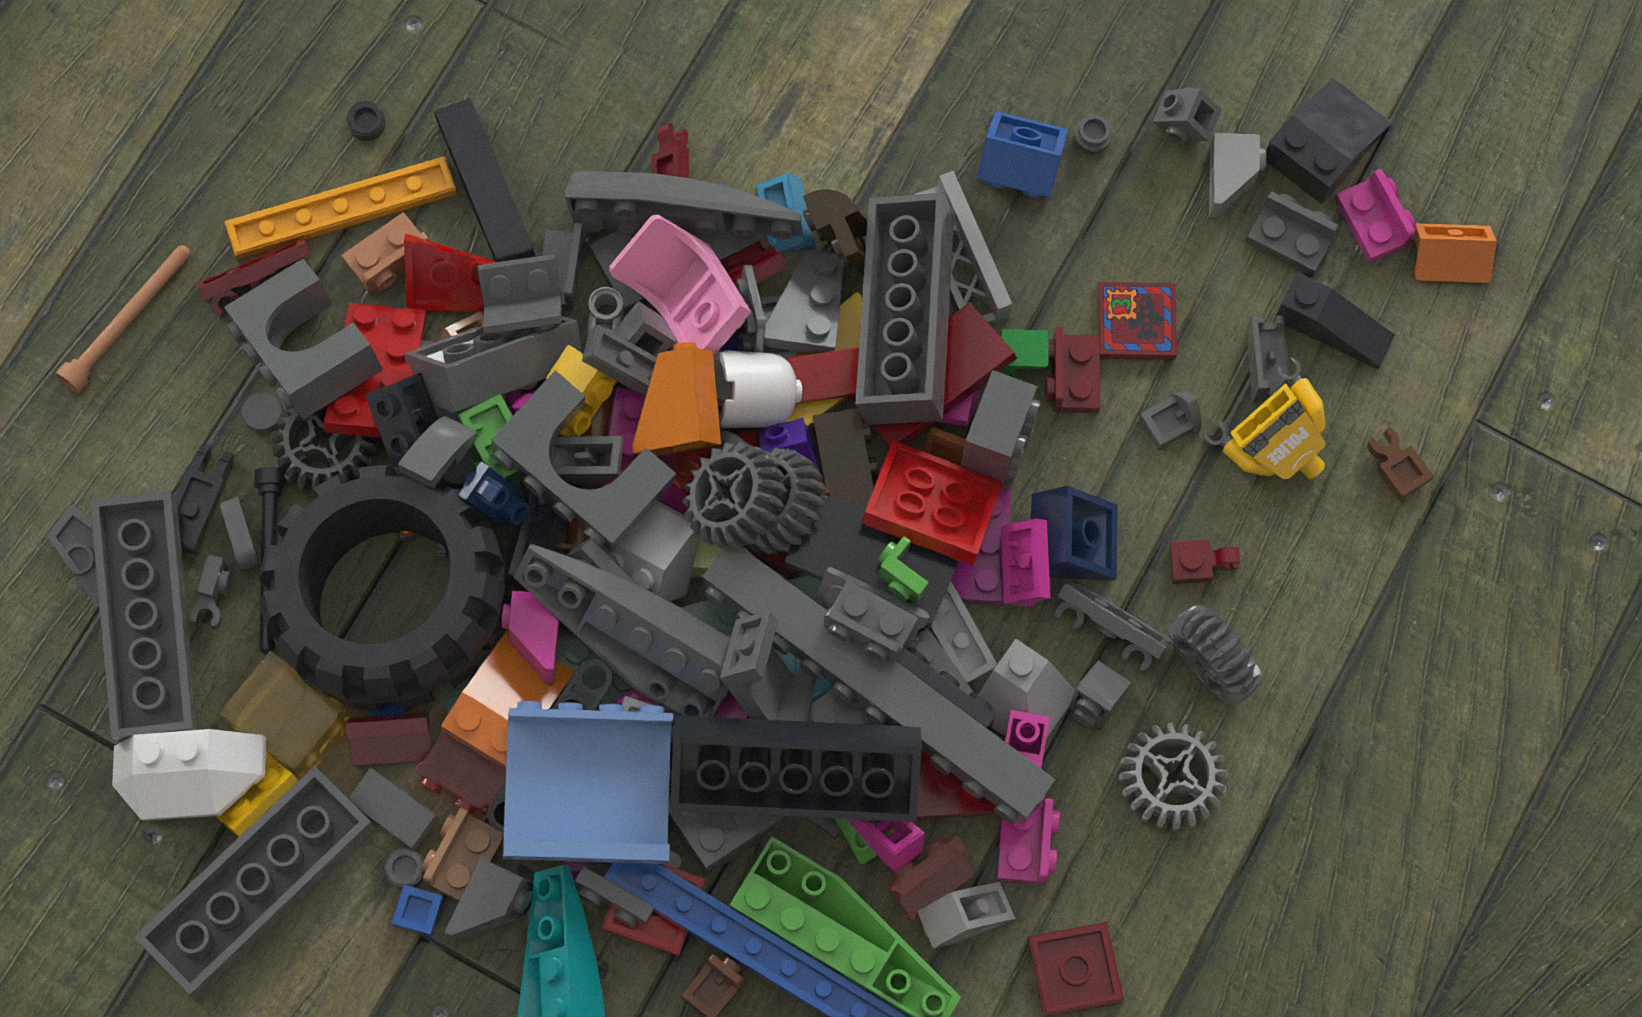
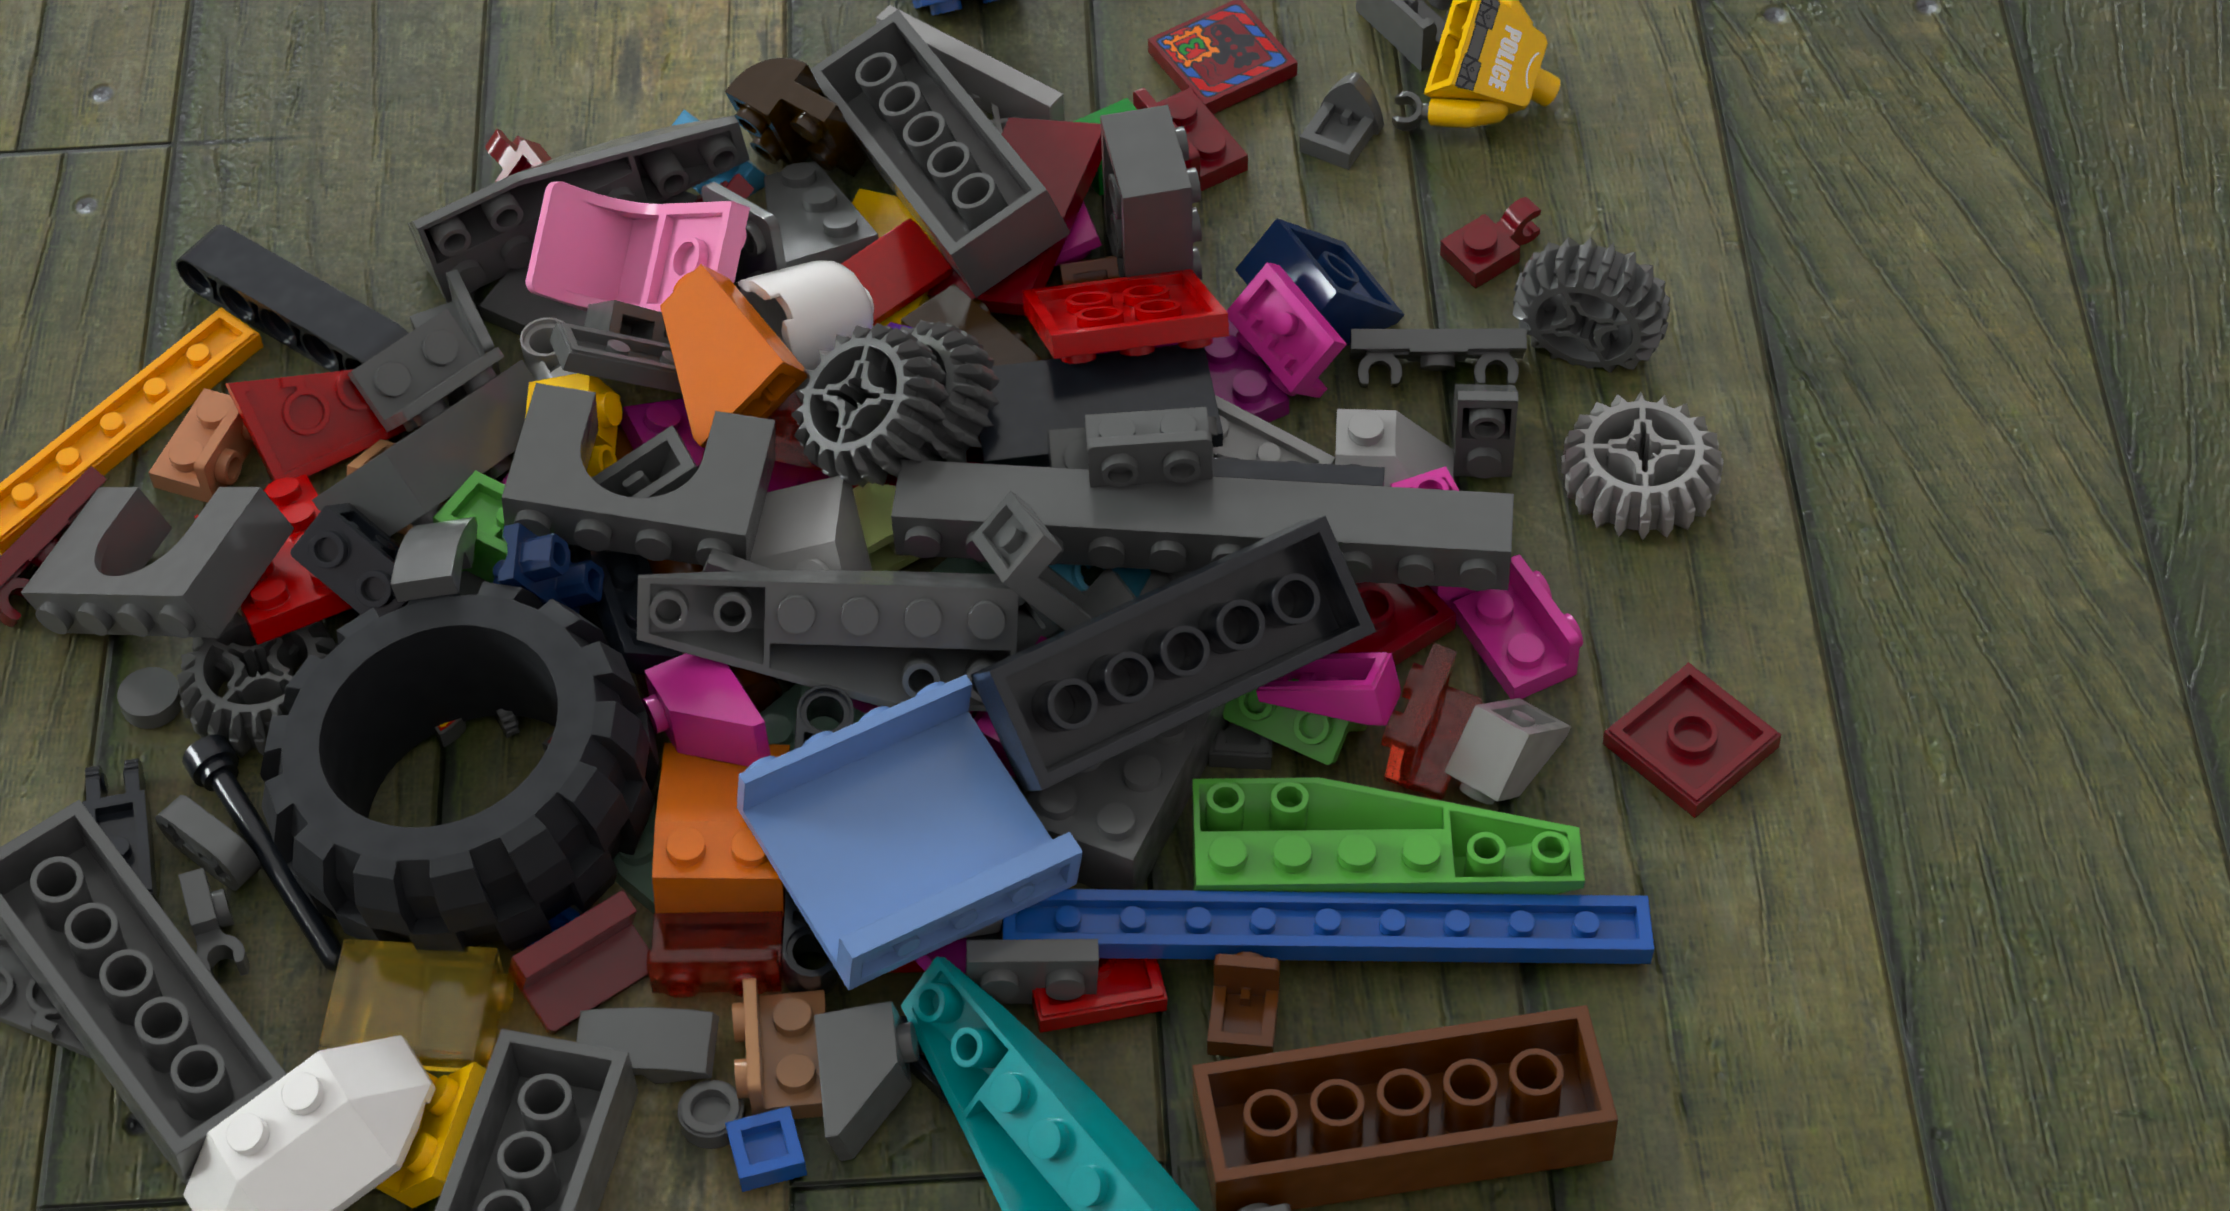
camera: 25 degrees left, 20 degrees down
(366, 120) = (88, 325): black tile -> none
(902, 580) = (1146, 384): bright green bracket -> none
(1401, 469) = (1644, 40): reddish brown plate -> none

